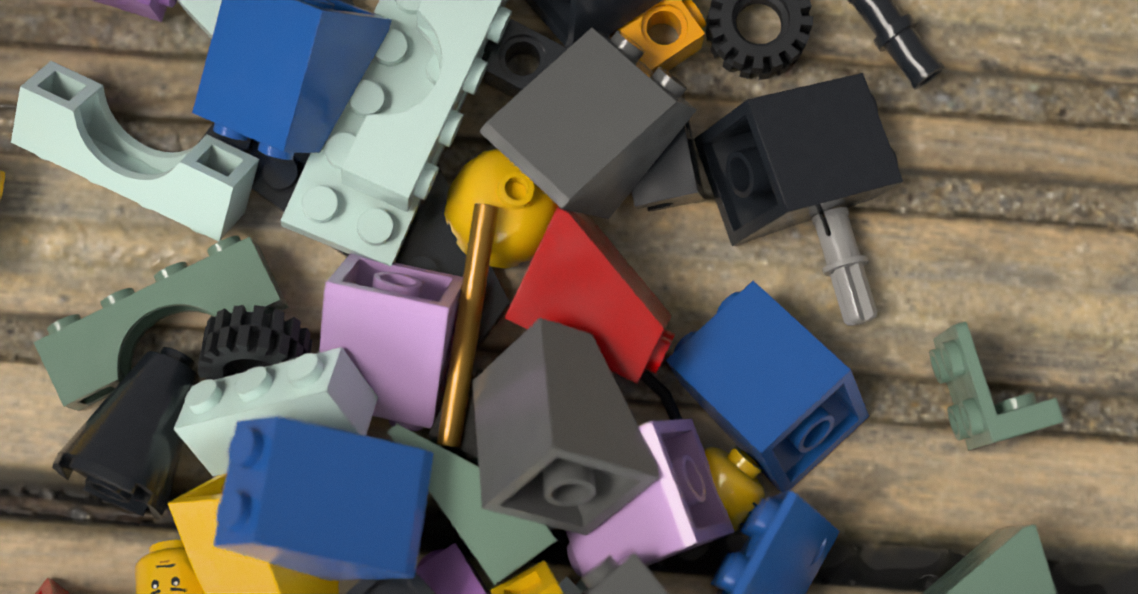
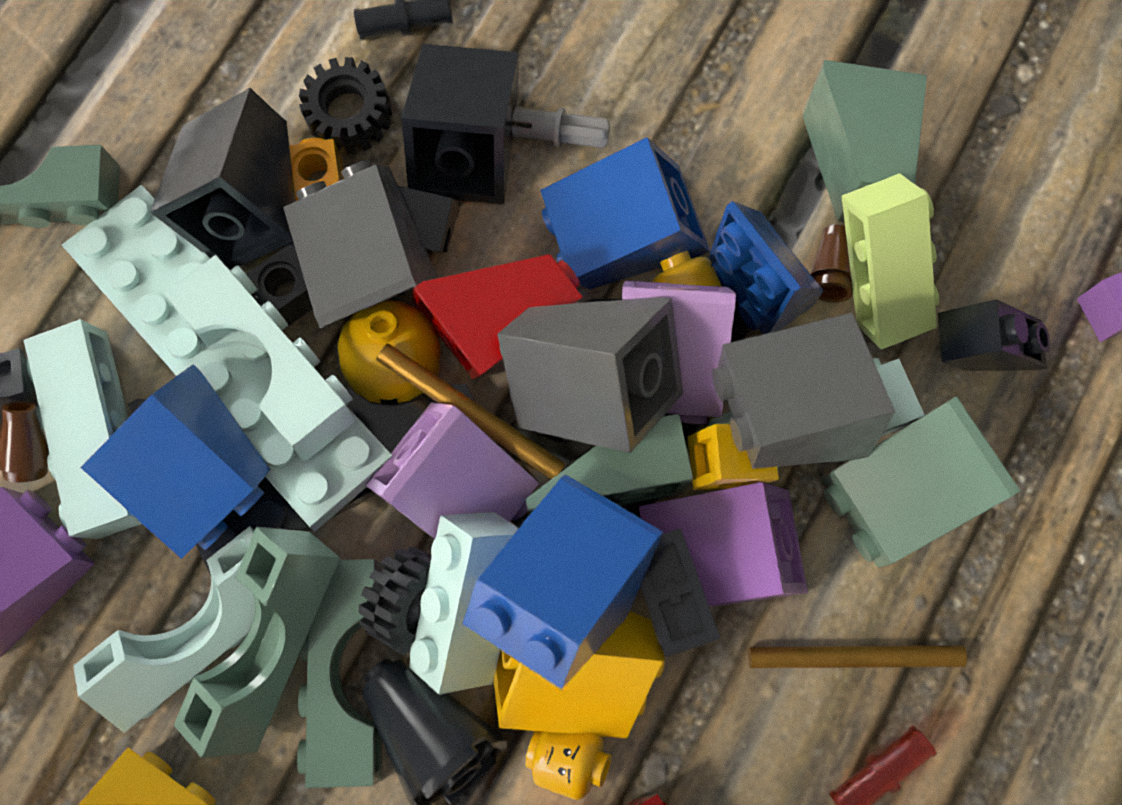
camera: 65 degrees left, 5 degrees down
(86, 234) = (235, 701): none -> sand green arch
(973, 412) = (702, 73): sand green bracket -> none

